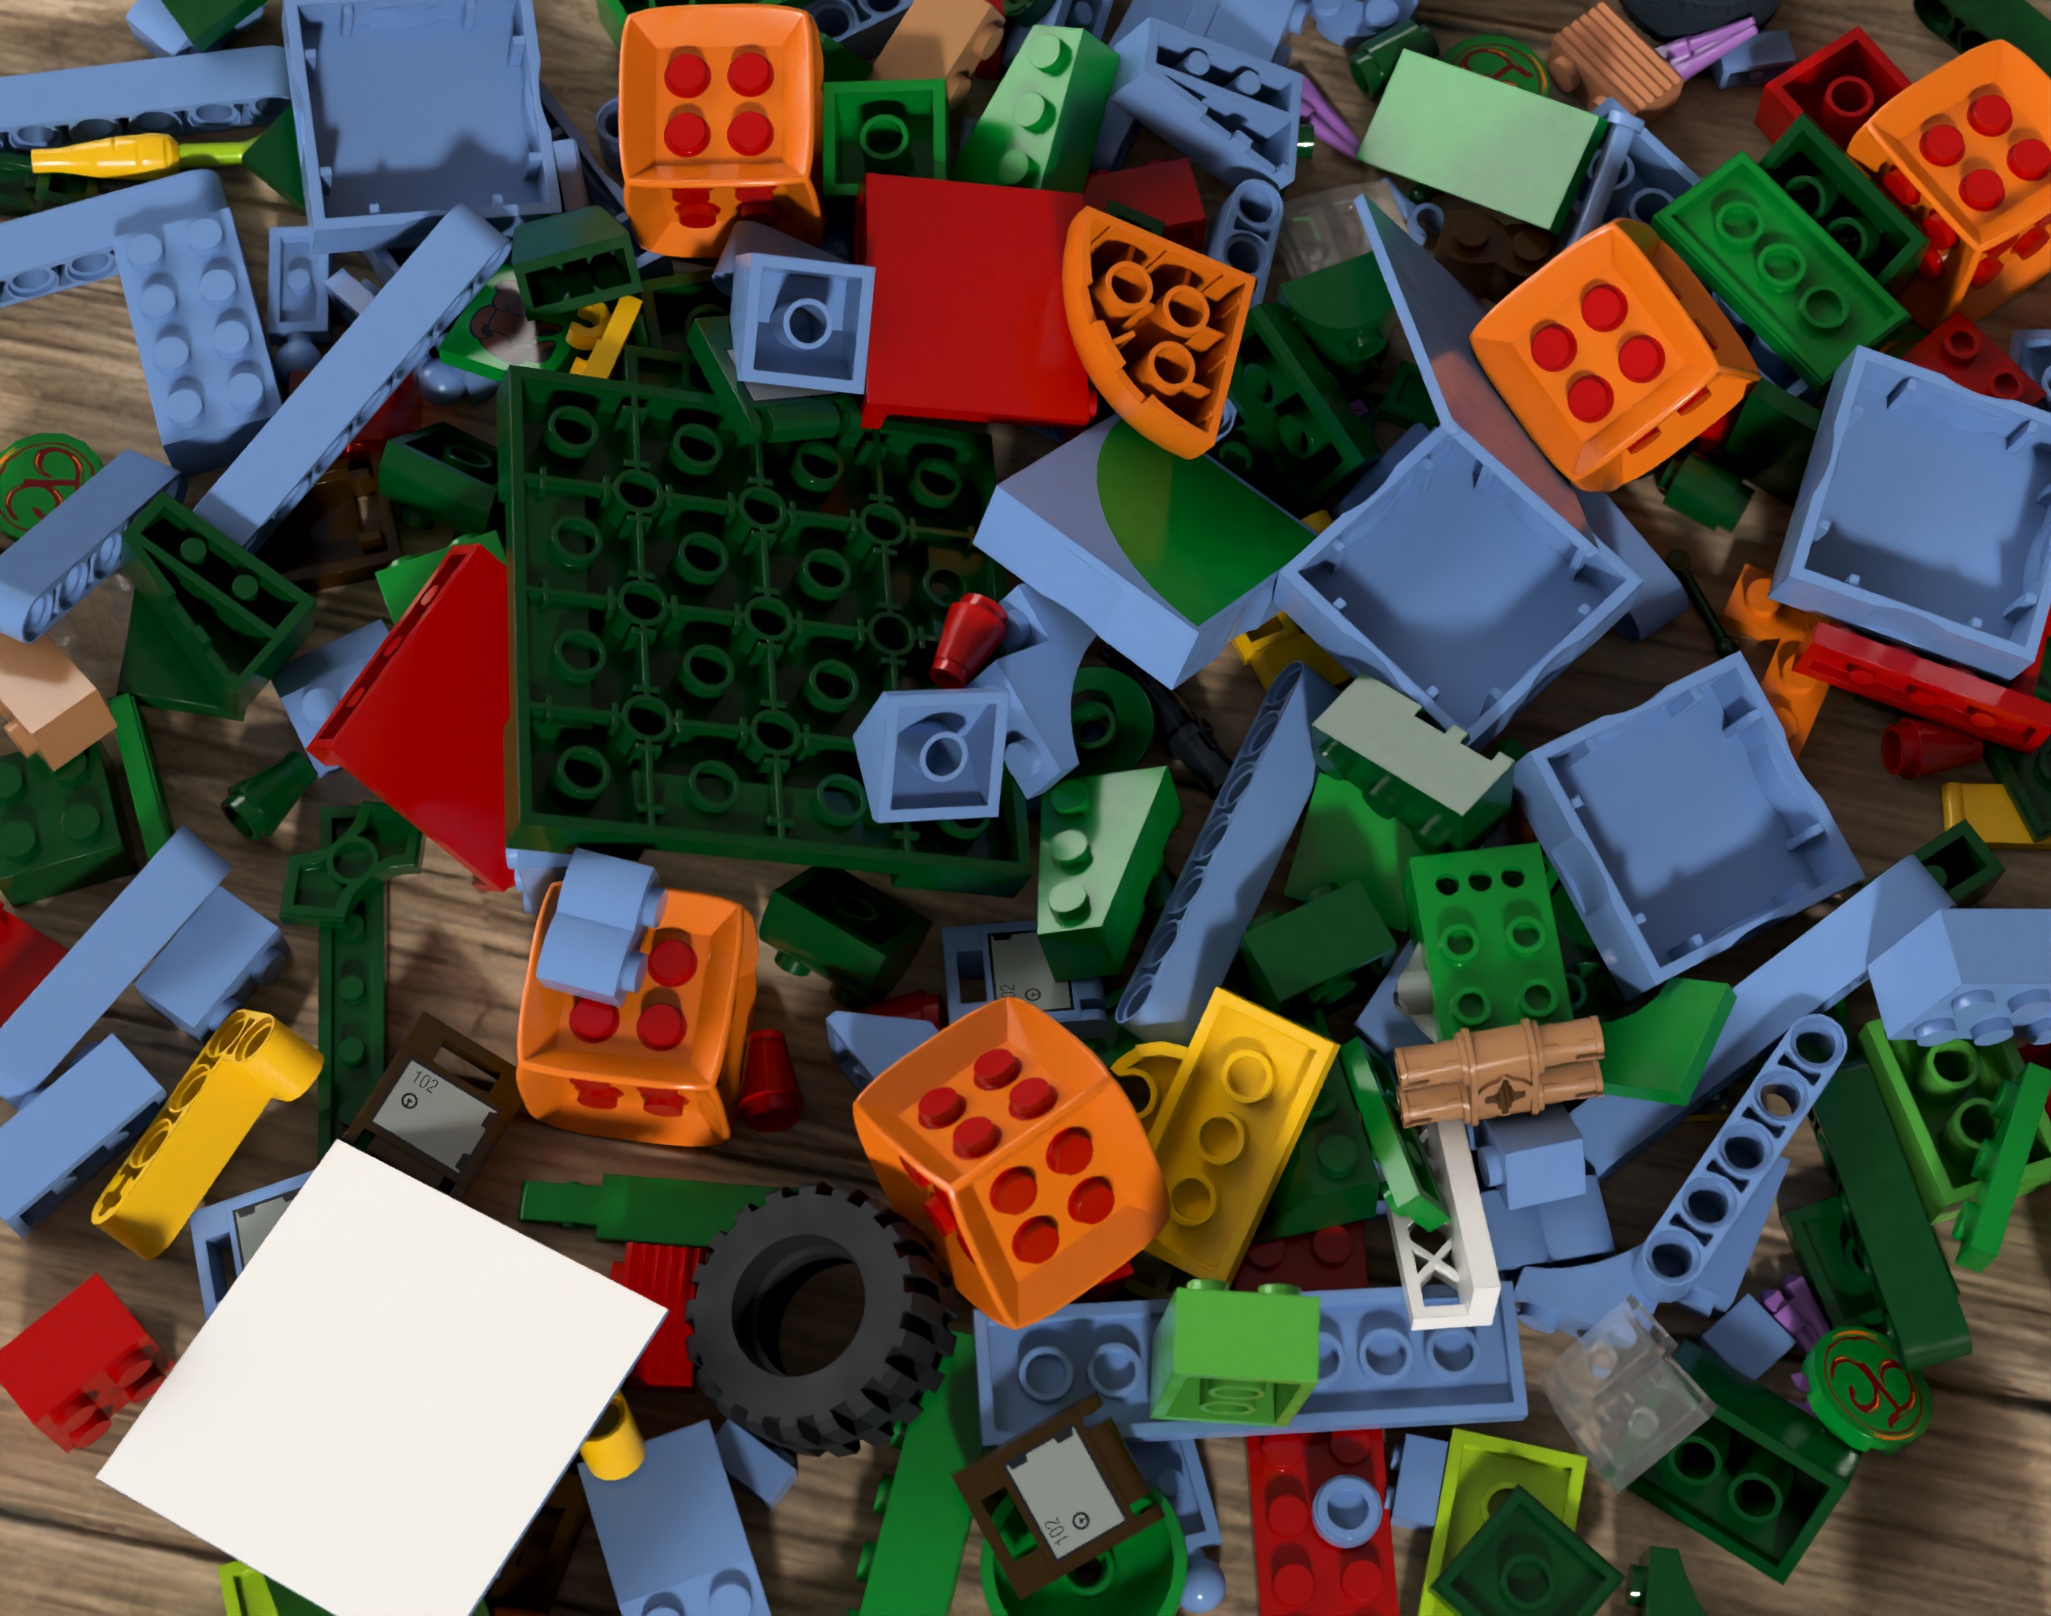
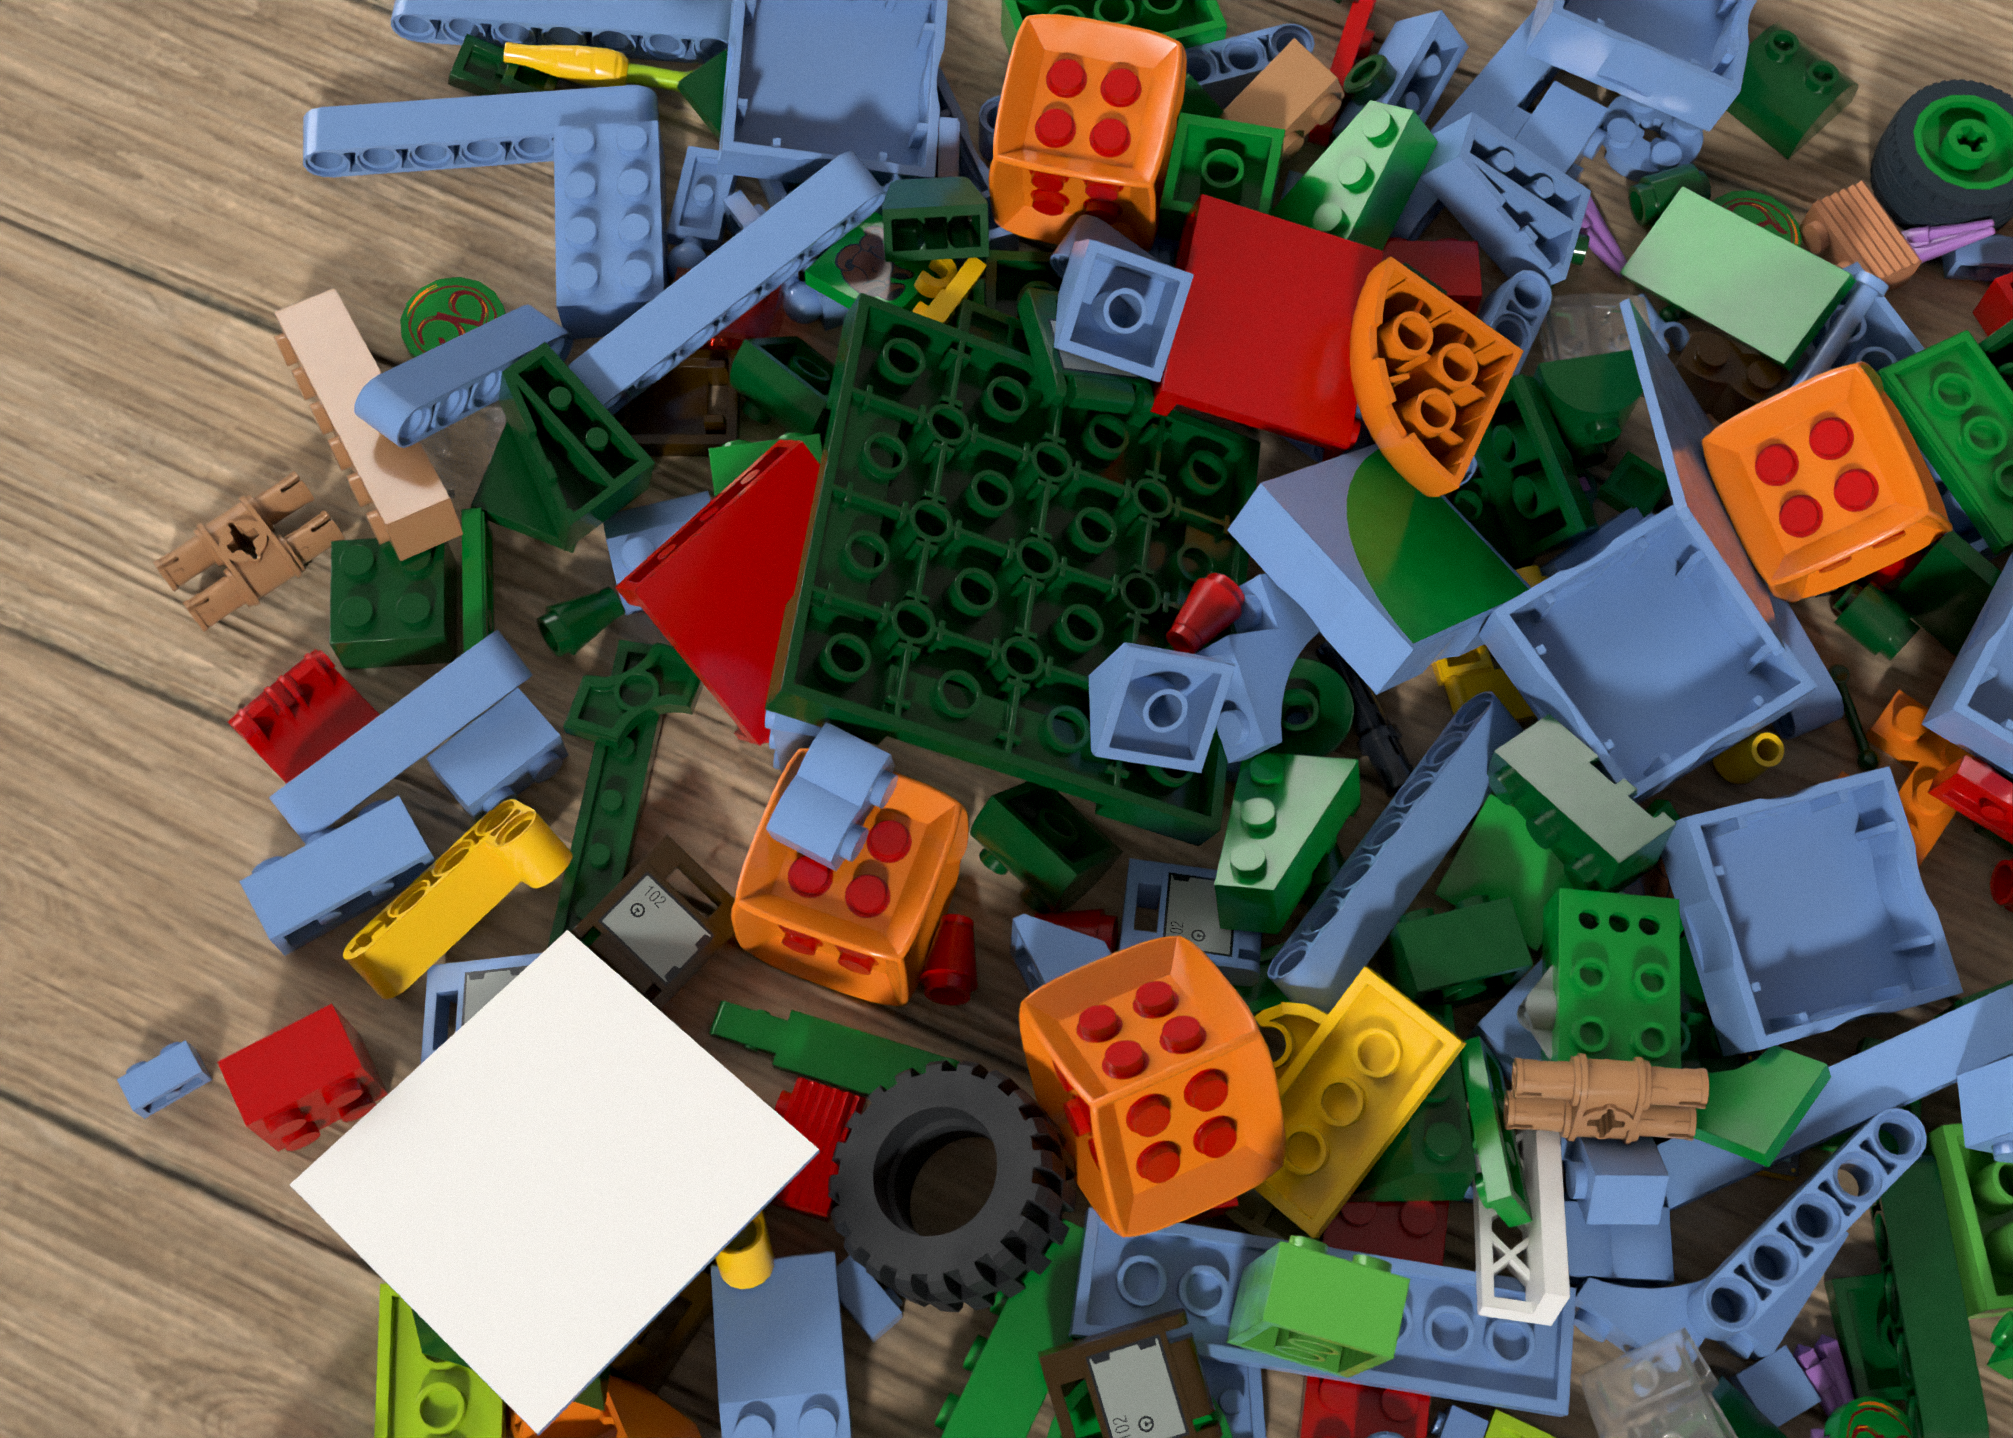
camera: 10 degrees right, 0 degrees up
(1594, 673) = (1749, 758): none -> yellow cone

